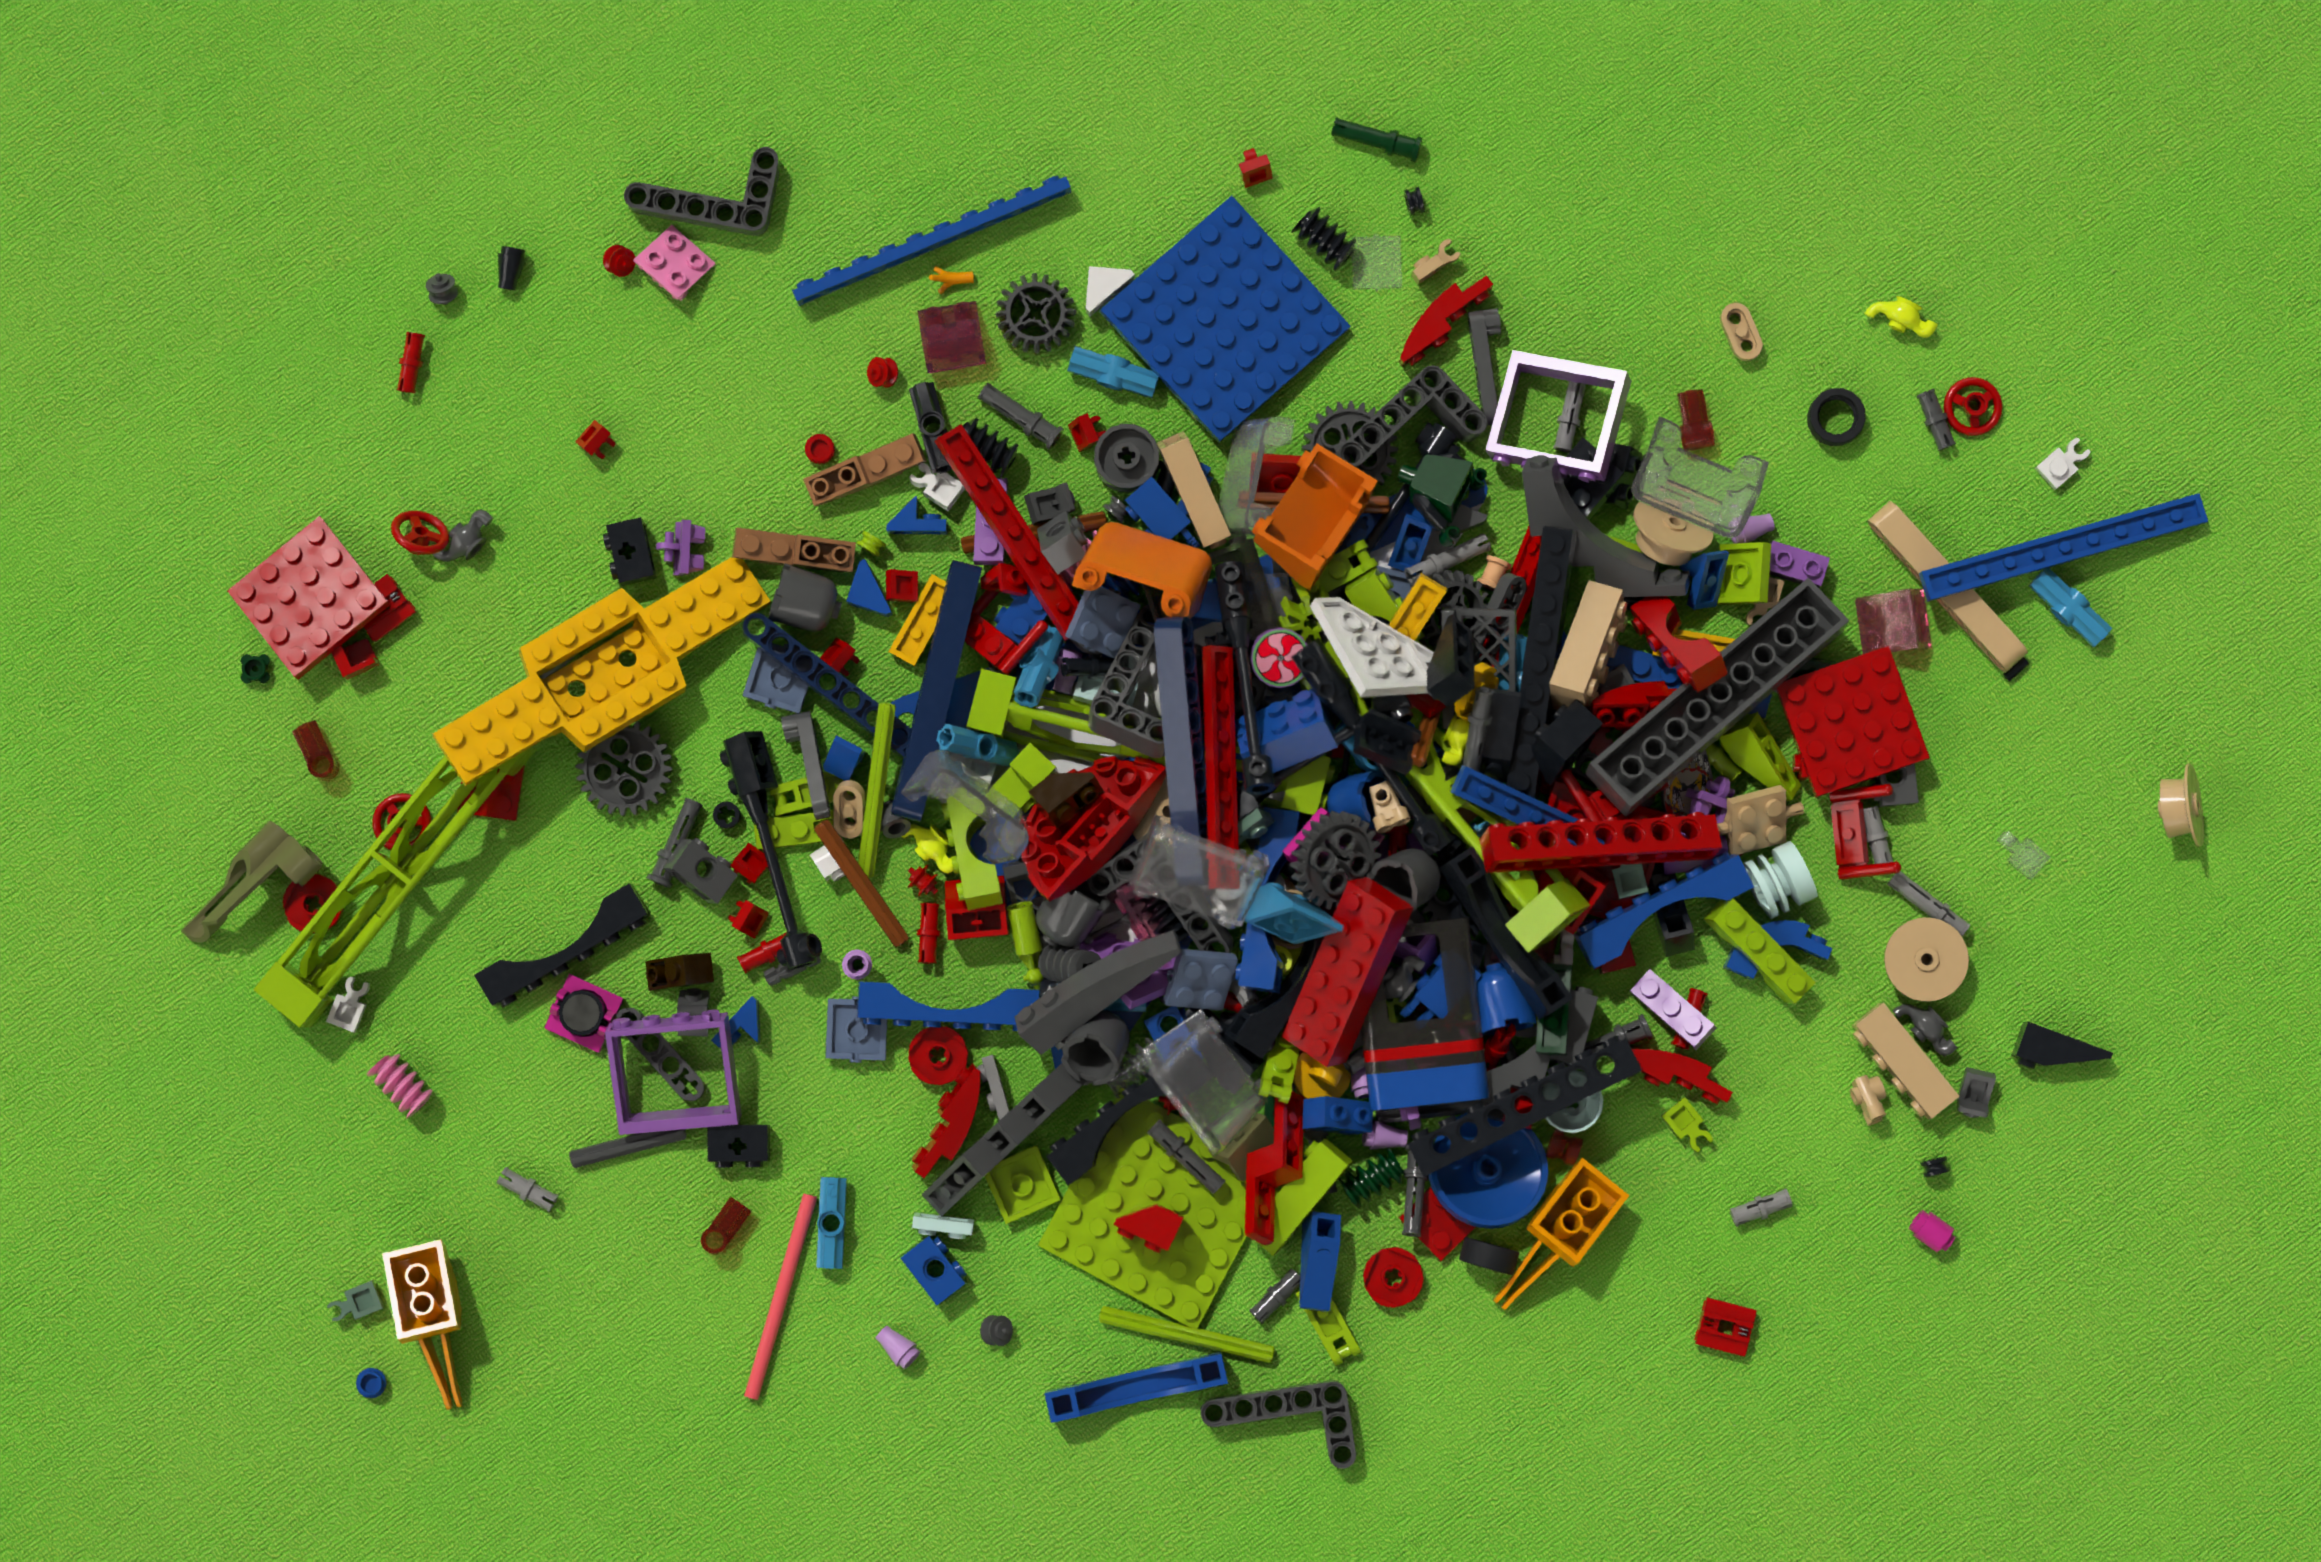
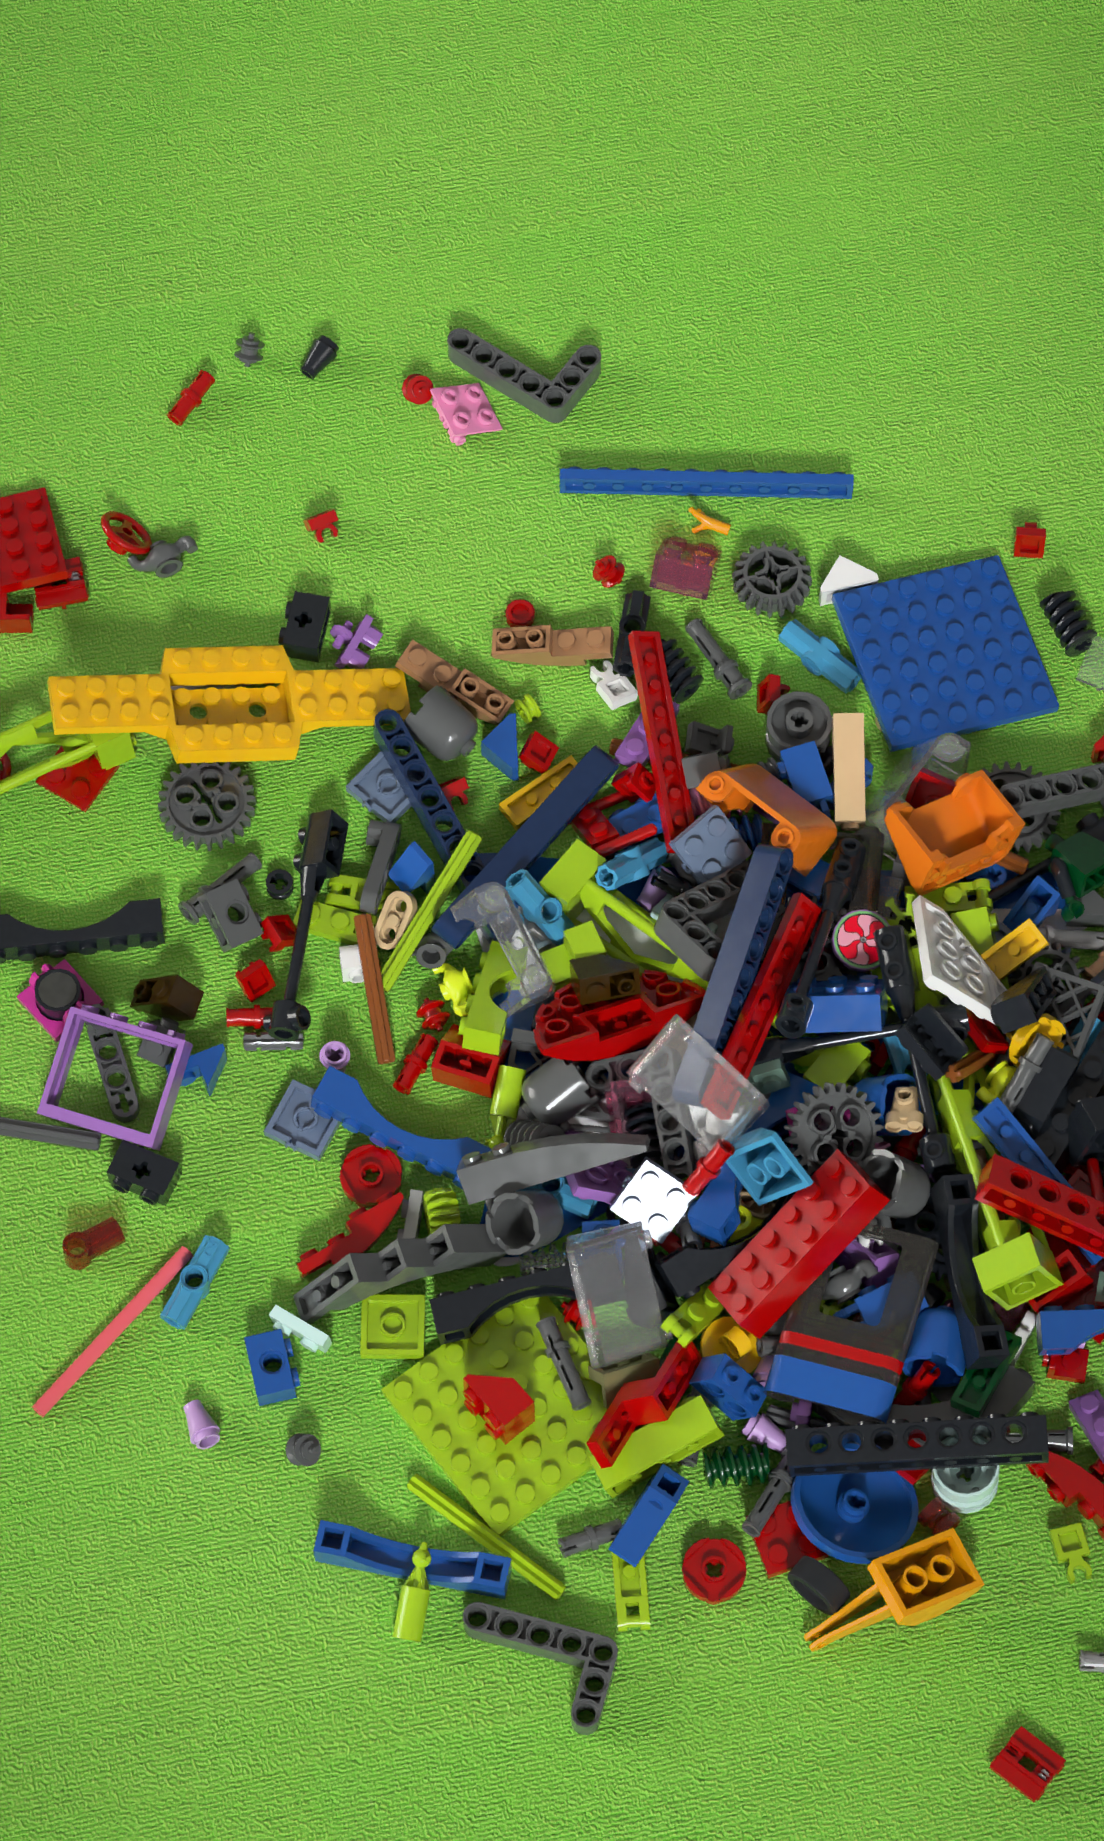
camera: 25 degrees right, 20 degrees down
(908, 523) = (571, 705): blue slope -> none
(1018, 1067) = (440, 1208): none -> lime gear
(1153, 1421) = (414, 1599): none -> lime wheel
(1239, 938) = (708, 1167): none -> red pin

